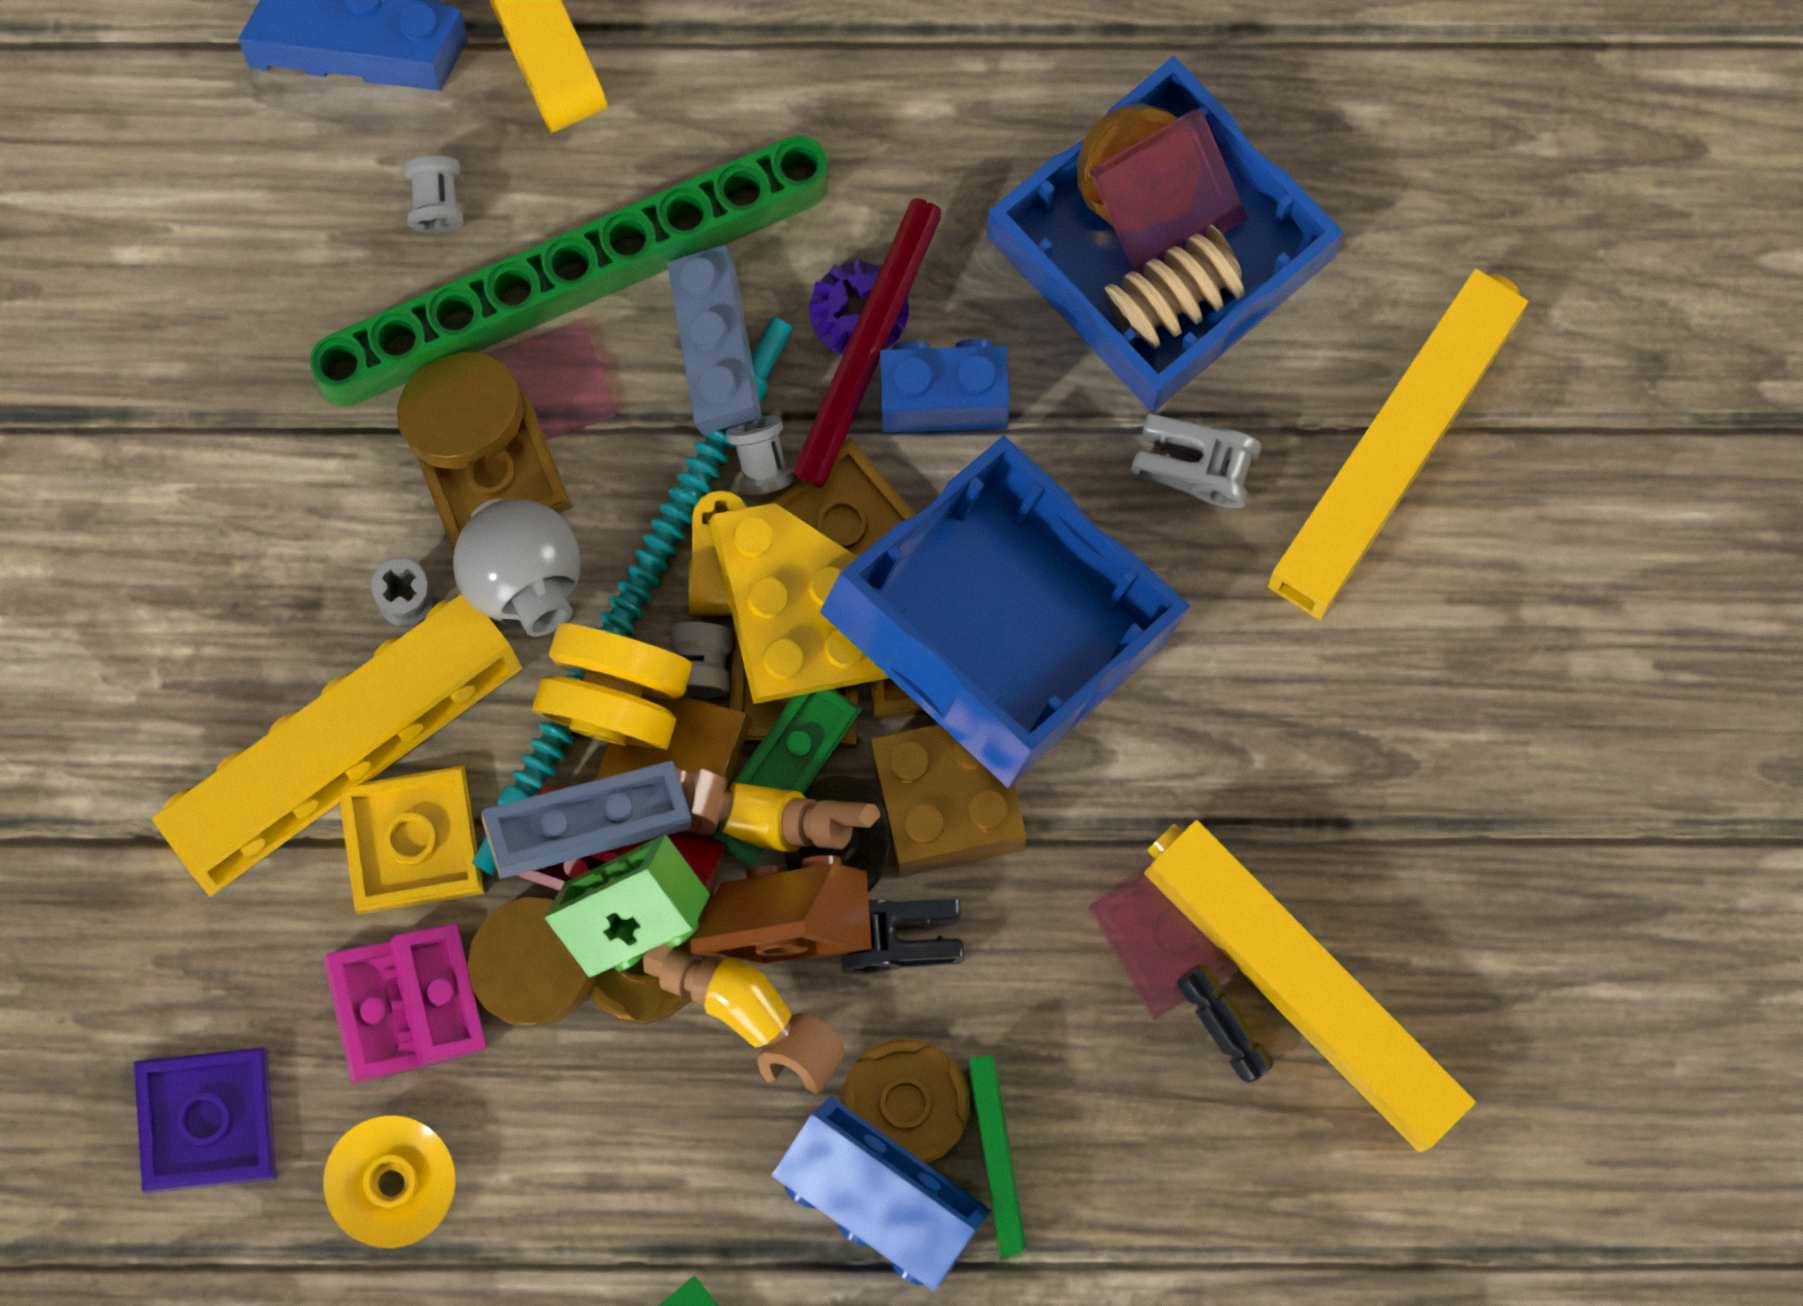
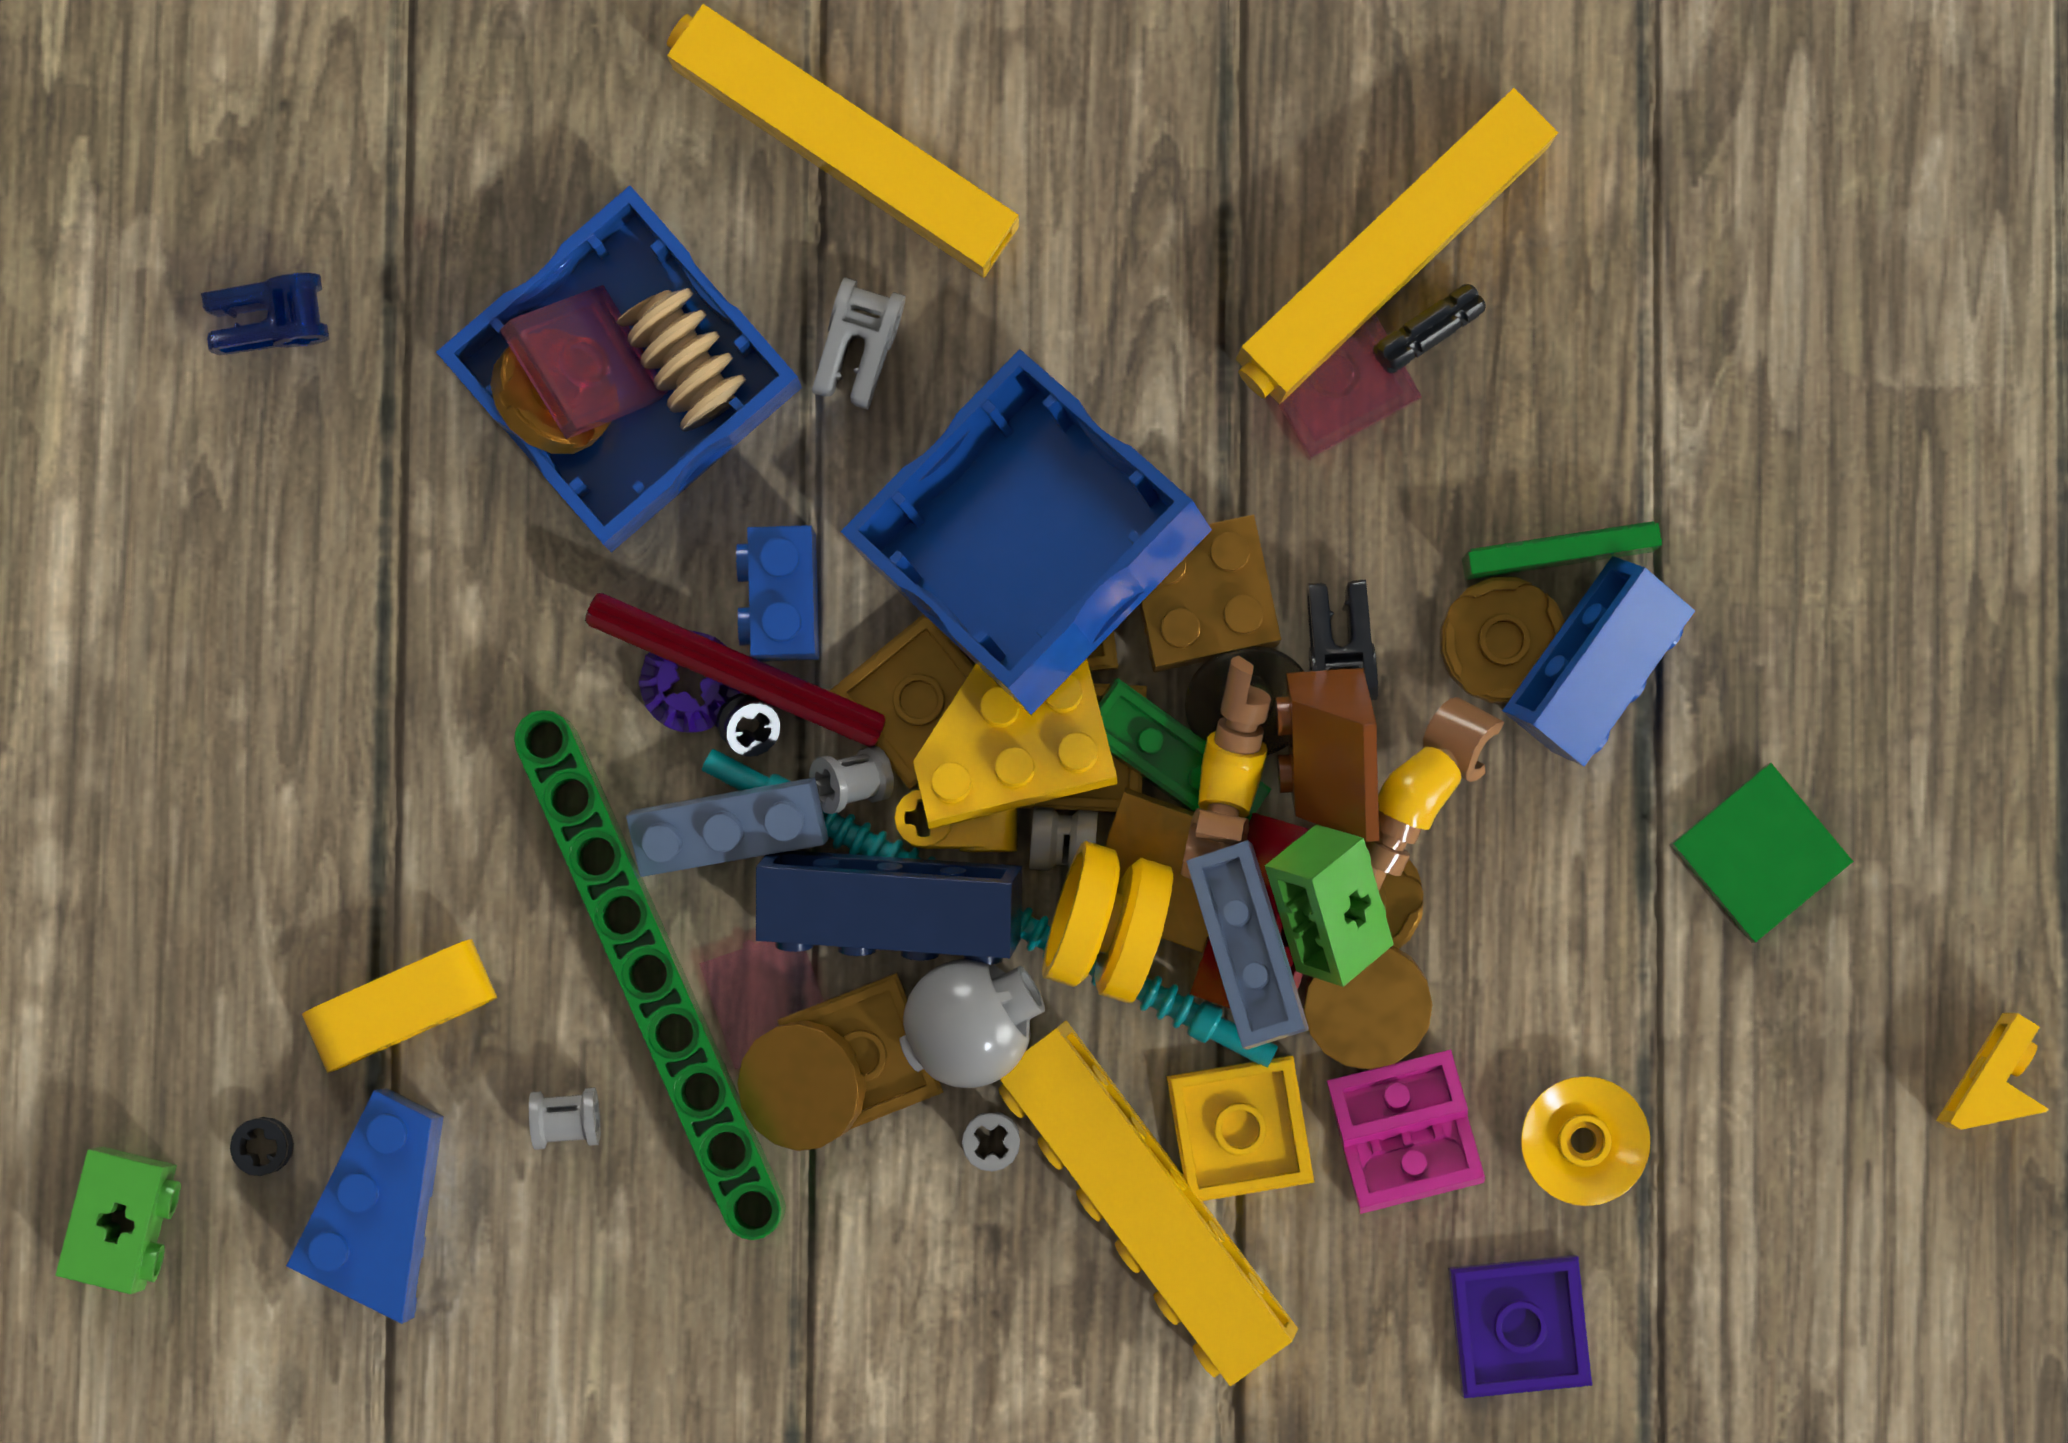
camera: 85 degrees left, 10 degrees up
(634, 488) = (889, 905): none -> dark blue brick
(798, 364) = (745, 741): none -> black bush

